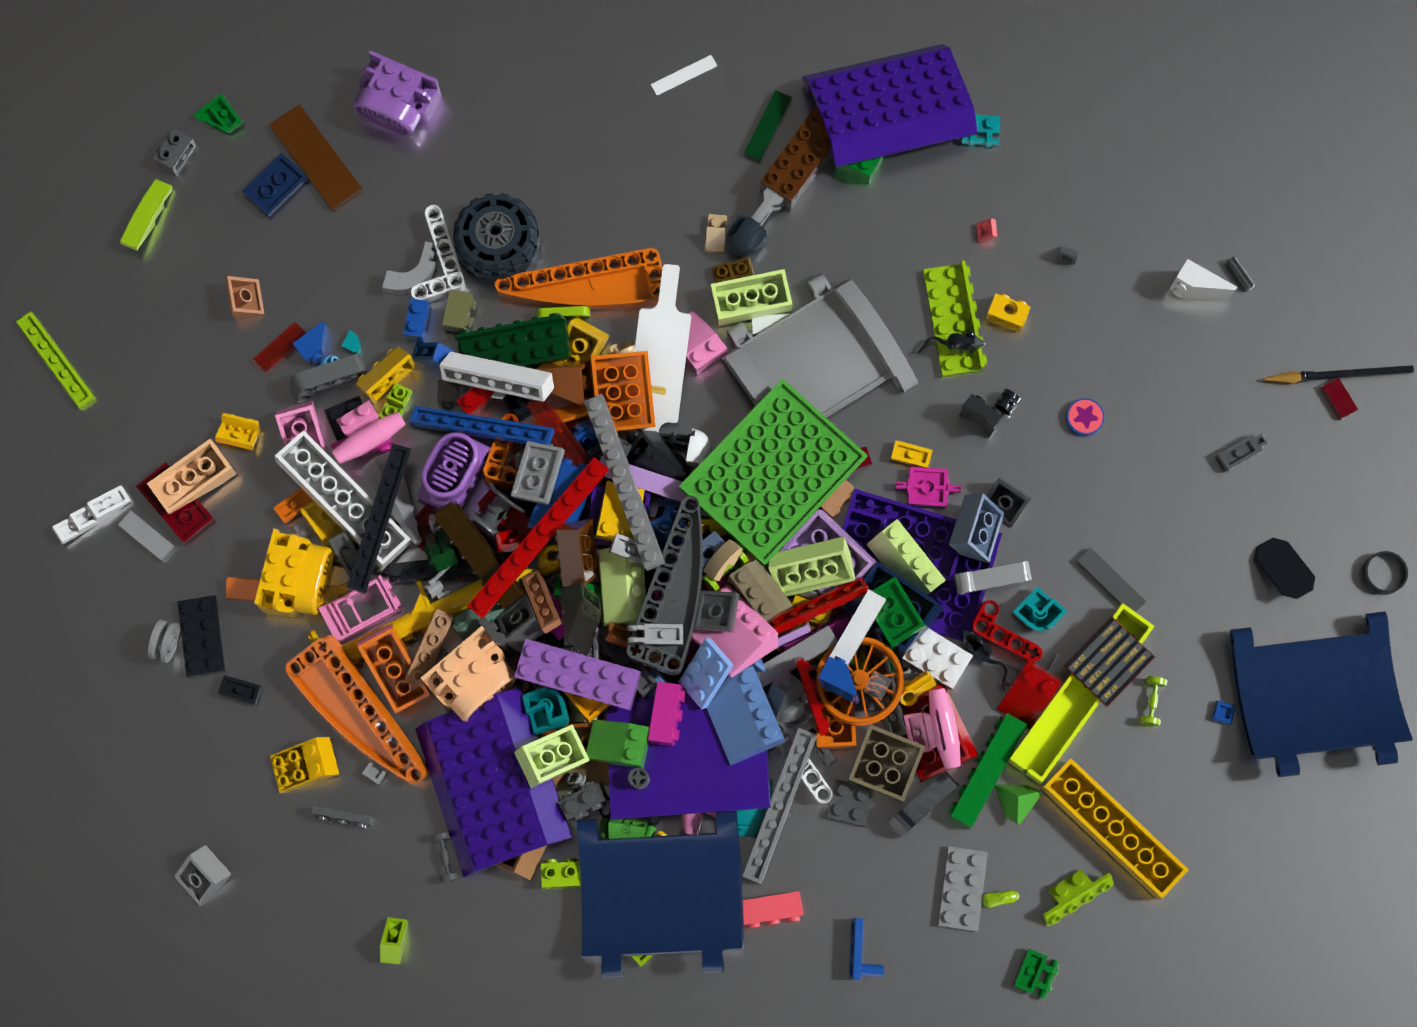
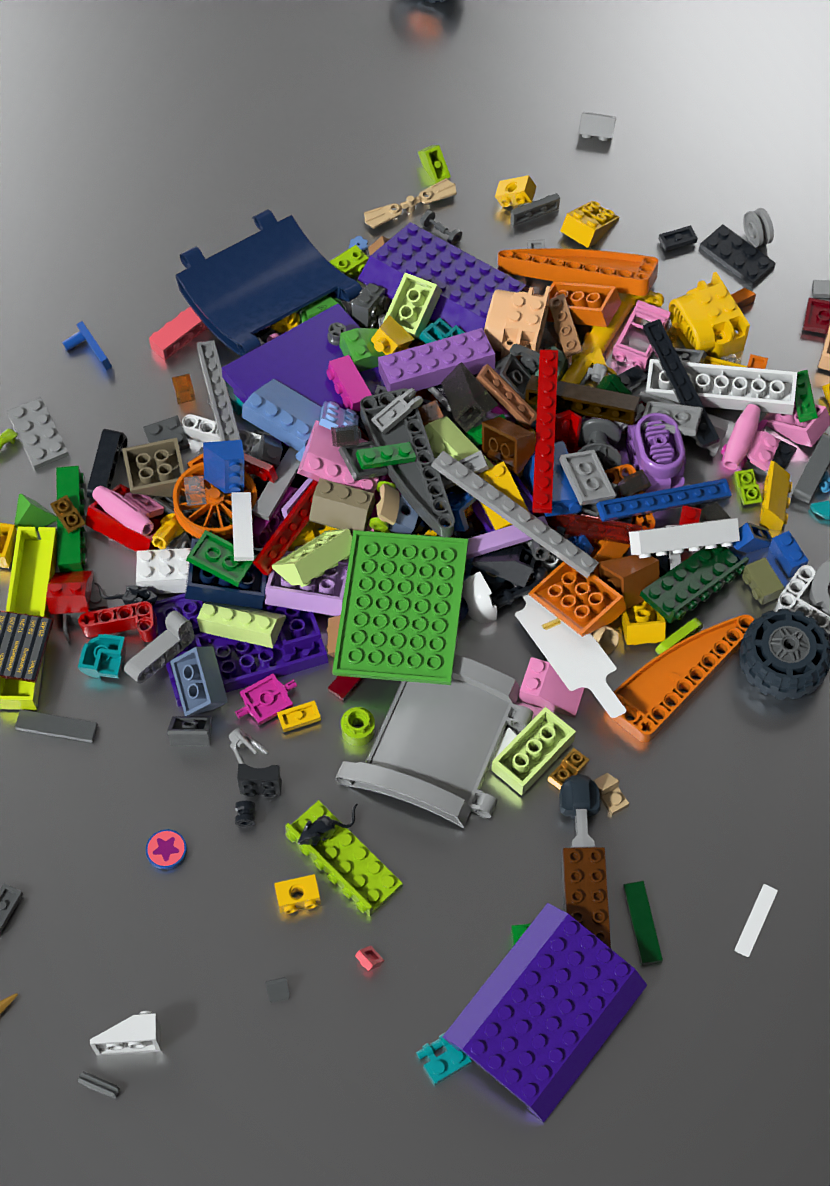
camera: 145 degrees right, 15 degrees down
(287, 432) = (804, 398): none -> green tile
(339, 835) = (515, 191): none -> yellow brick
(407, 480) = (686, 416): none -> light grey tile
(416, 903) = (384, 214): none -> tan piece
(499, 449) = (634, 484): none -> clear smoke brick
(539, 897) = (360, 242): none -> medium blue plant
(597, 735) = (391, 337): none -> yellow torso
(697, 597) = (385, 455): none -> green plate
(719, 636) = (345, 435): none -> clear smoke brick
(805, 839) = (183, 388): none -> clear orange brick
(874, 403) = (362, 735): none -> lime piece
(971, 465) = (241, 740): none -> light grey plant
(991, 766) = (67, 514): none -> pearl gold slope

